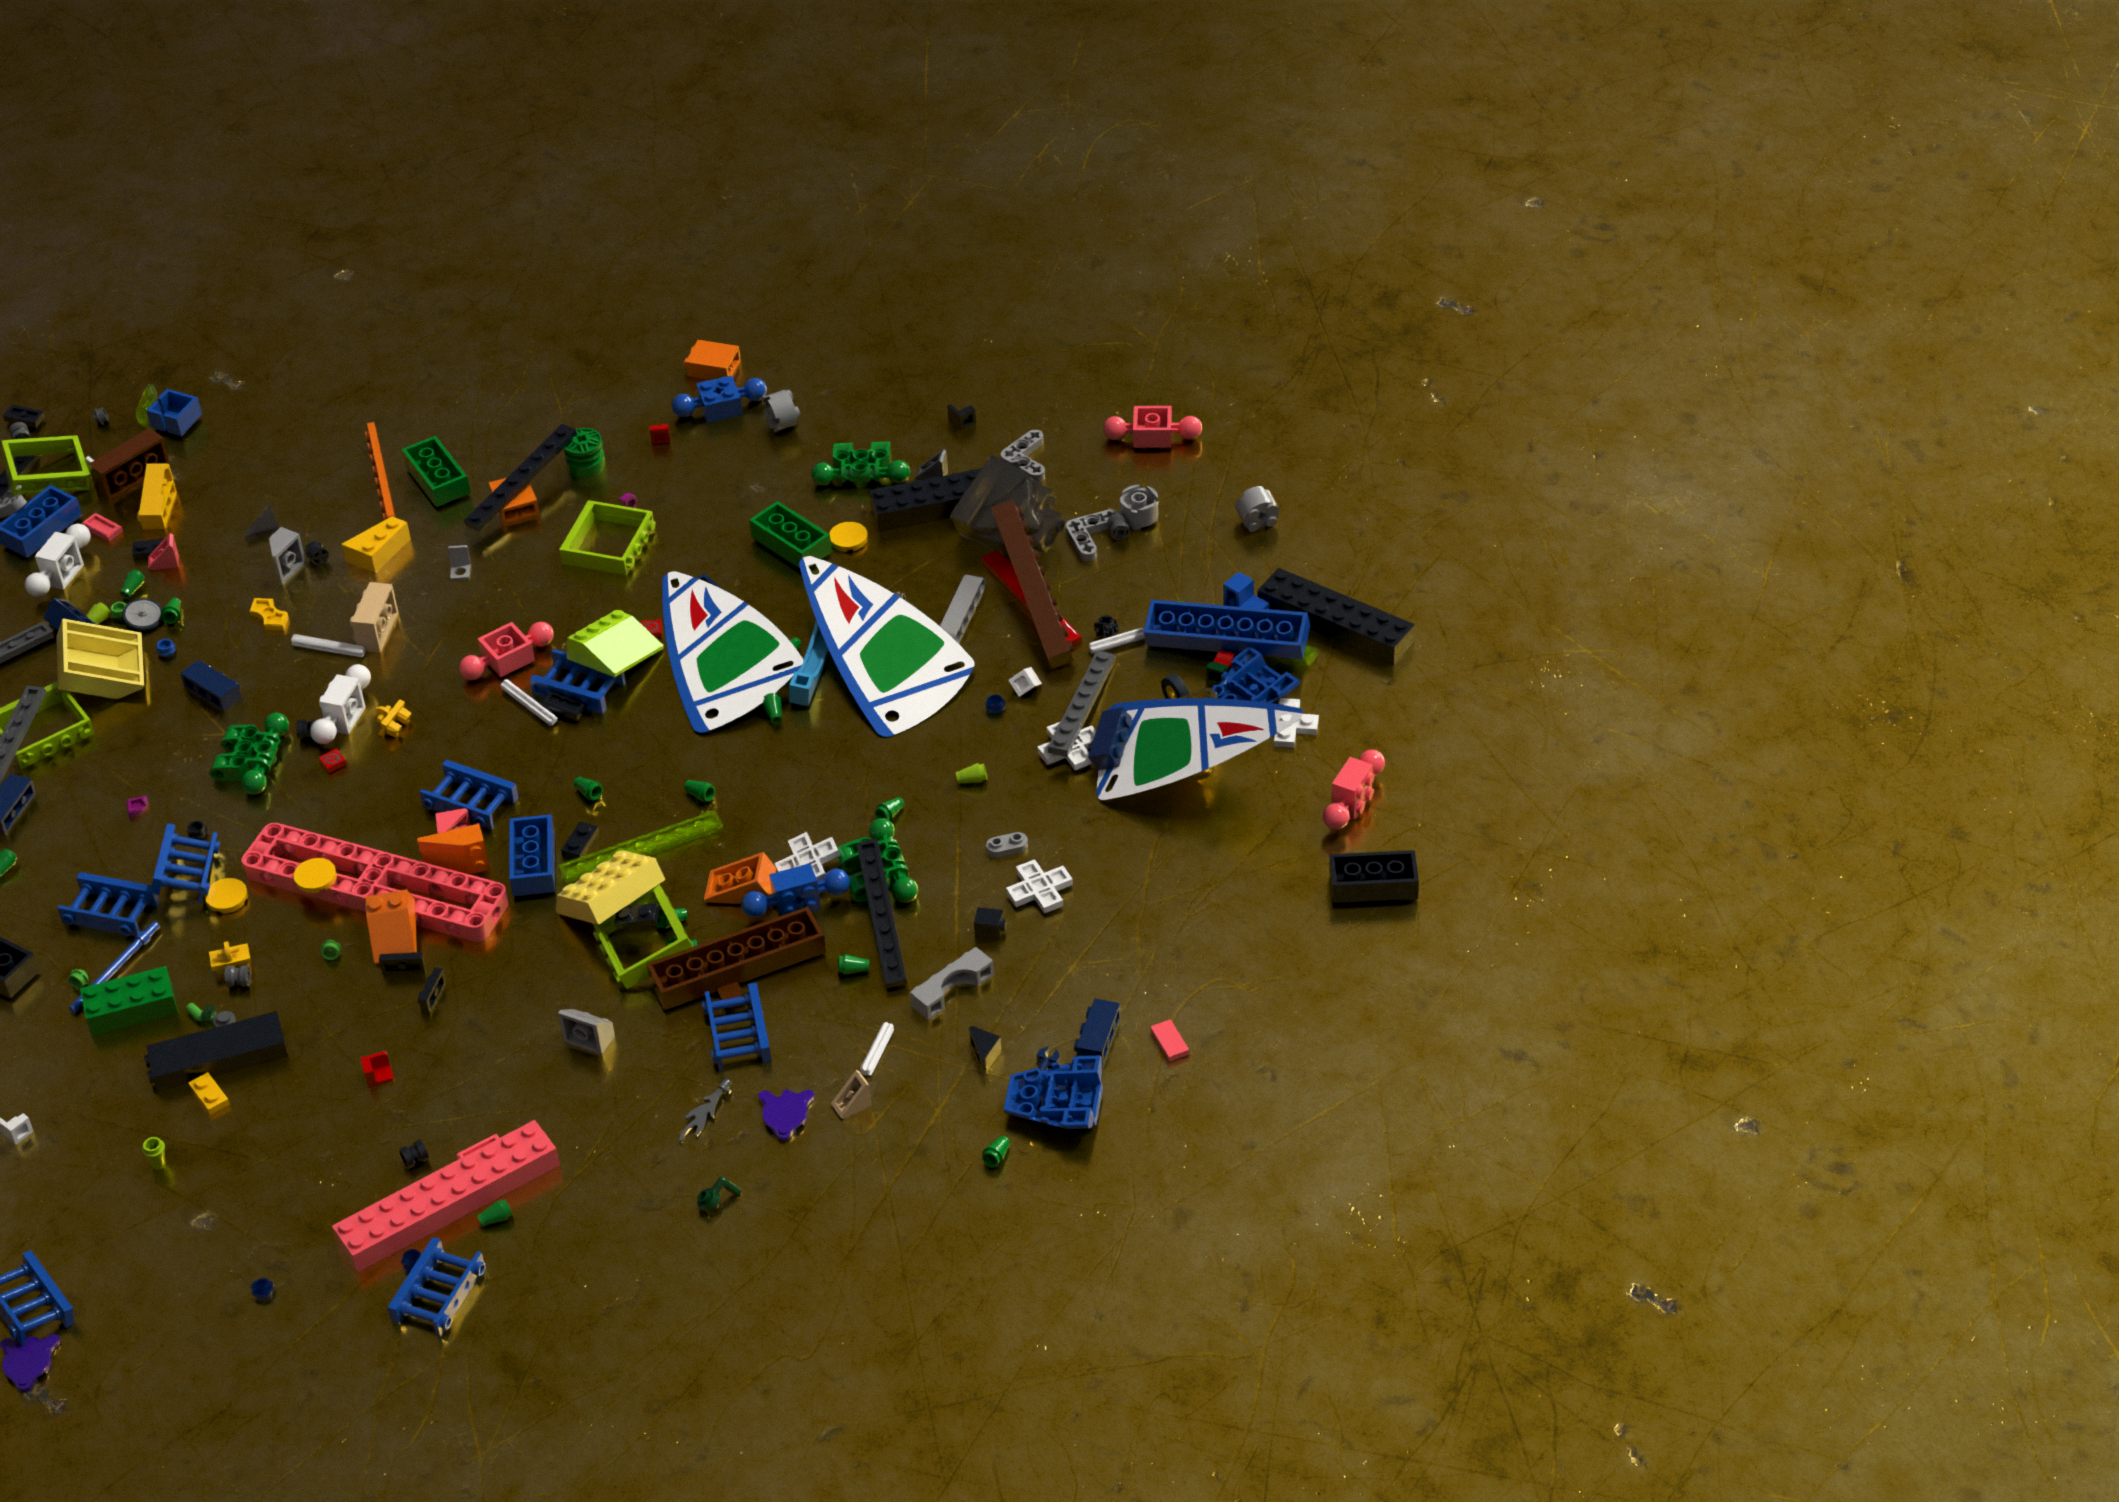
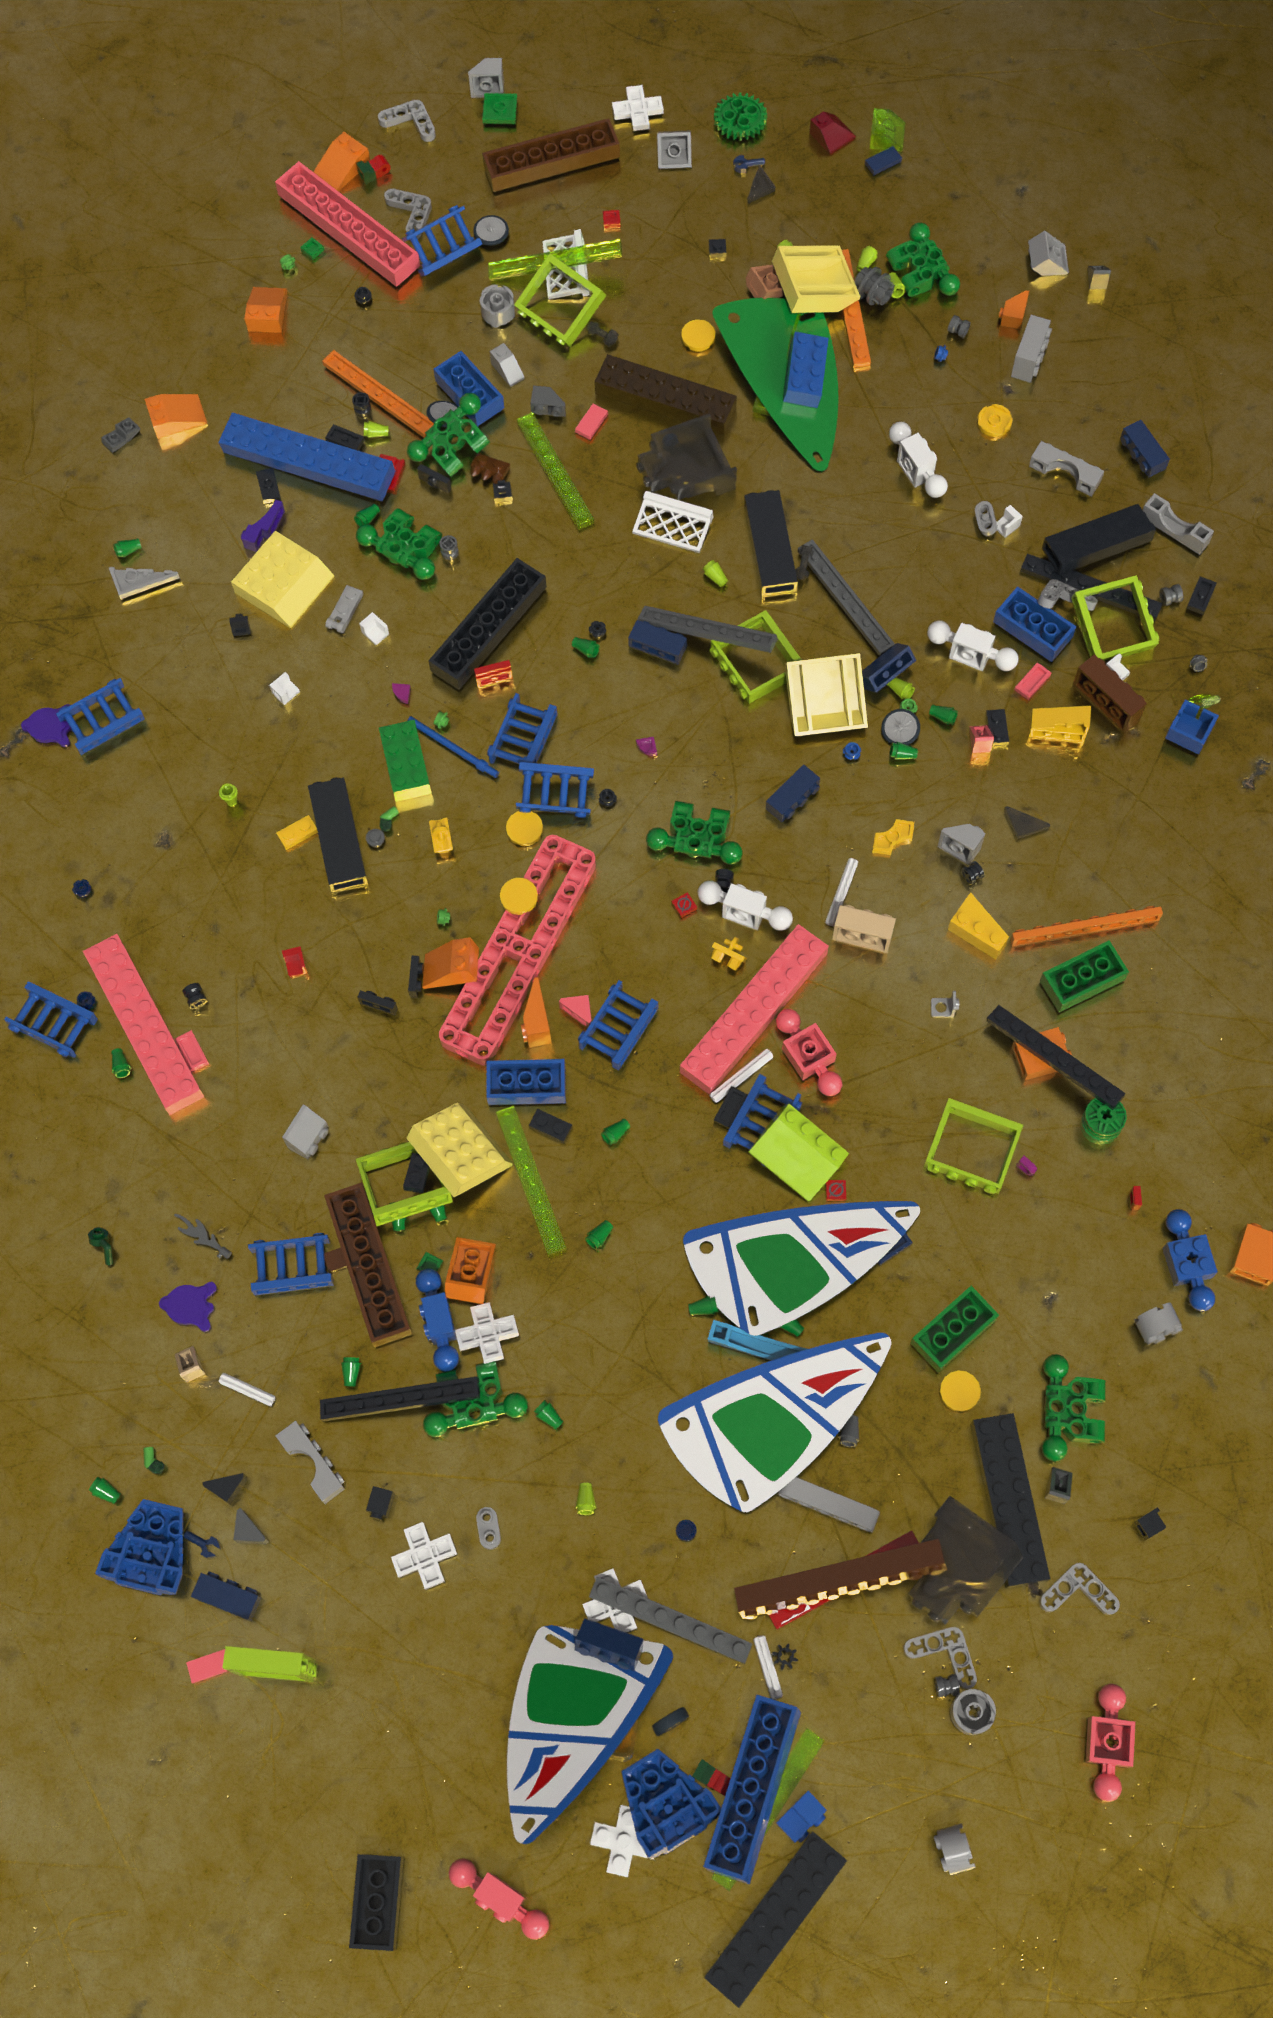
camera: 95 degrees right, 25 degrees up
(24, 931) = (493, 673): none -> red plate
(34, 1019) = (402, 692): none -> magenta tile
(238, 976) = (421, 843): dark grey wheel -> none
(457, 694) = (754, 1009): none -> coral brick
(734, 919) = (430, 1261): none -> green tile
(963, 1118) = (150, 1462): none -> arm
(1024, 681) = (713, 1563): white panel -> none
(1025, 1025) = (246, 1530): none -> dark grey slope
(1163, 962) = (269, 1664): none -> lime window

